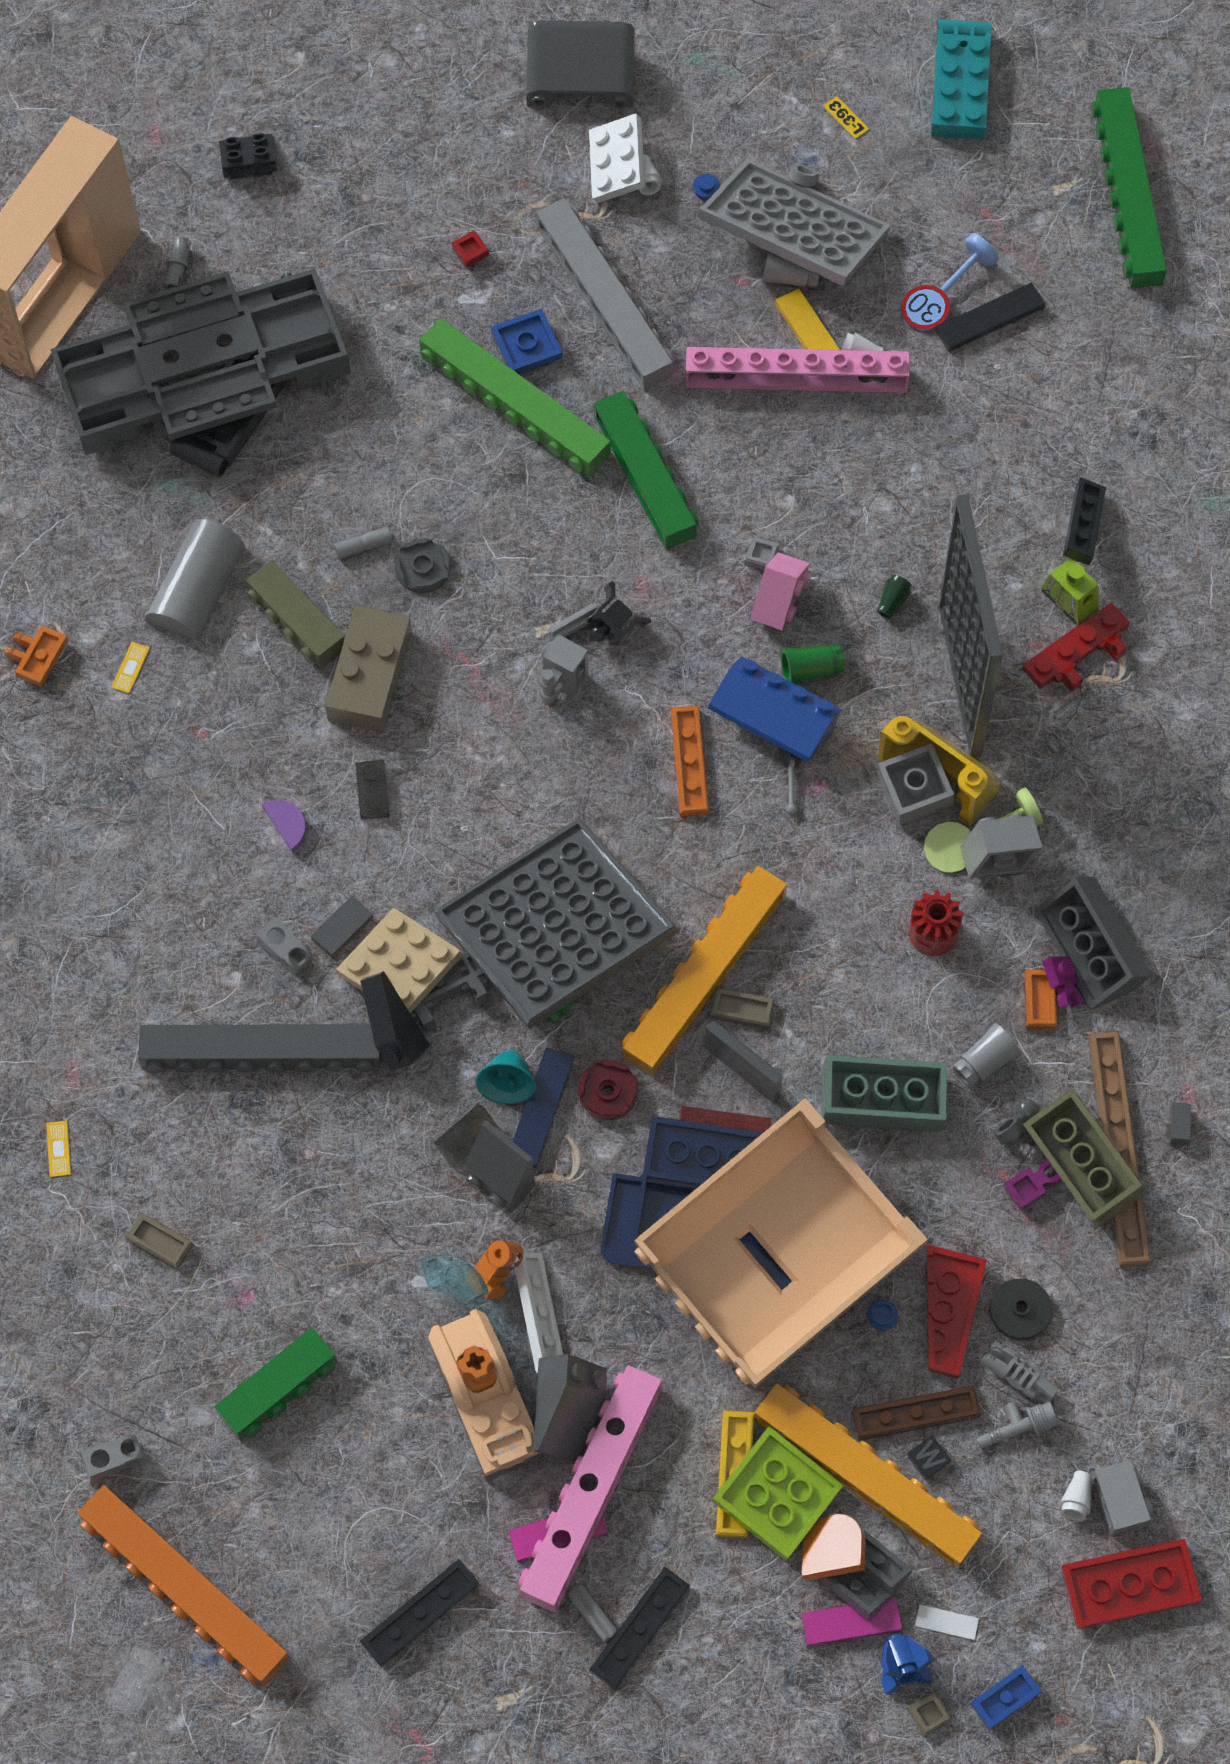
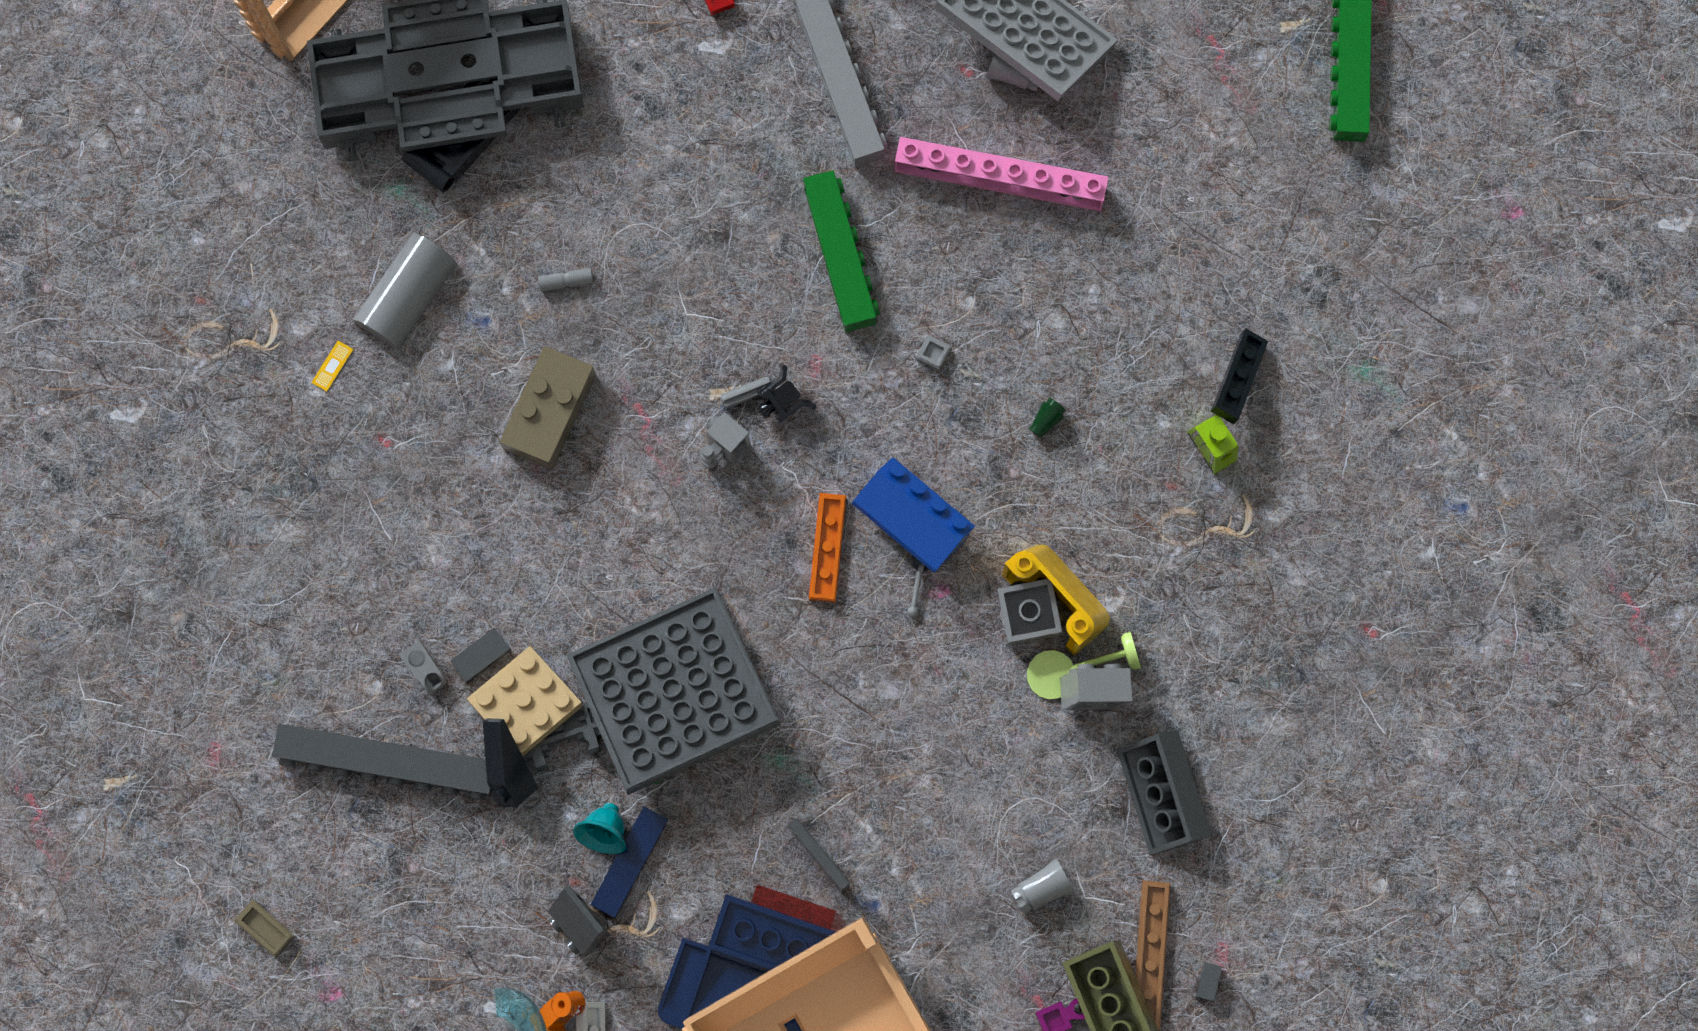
camera: 10 degrees right, 10 degrees up
(40, 654) = (250, 343): orange hinge -> none
(58, 1148) = (189, 823): yellow sticker -> none
(287, 821) = (449, 544): medium lavender tile -> none
(295, 614) = (490, 341): olive brick -> none
(372, 789) = (531, 525): clear smoke plate -> none
(422, 565) = (617, 311): dark grey tile -> none
(459, 1139) = (555, 878): clear smoke plate -> none
(514, 397) = (731, 157): bright green brick -> none
(527, 342) = (753, 102): blue plate -> none
(608, 1075) = (692, 842): dark red plate -> none
(704, 970) = (802, 757): light orange brick -> none
(742, 1008) = (830, 798): dark tan tile -> none
(780, 584) = (941, 395): bright pink brick -> none
(804, 322) = (1019, 127): yellow tile -> none
(811, 662) = (957, 472): green plant -> none
(858, 342) = (1064, 158): white cone -> none
(884, 1093) = (942, 907): sand green brick -> none
(929, 305) = (1137, 127): light blue piece -> none
(935, 924) = (1016, 764): red gear -> none
(969, 627) = (1103, 483): dark grey tile -> none
(990, 317) = (1194, 148): black tile -> none
(1012, 1129) = (1051, 960): dark grey plate -> none
(1039, 1001) = (1105, 837): orange tile -> none
(1060, 658) = (1189, 506): red hinge -> none
(1063, 978) = (1128, 822): magenta plate -> none

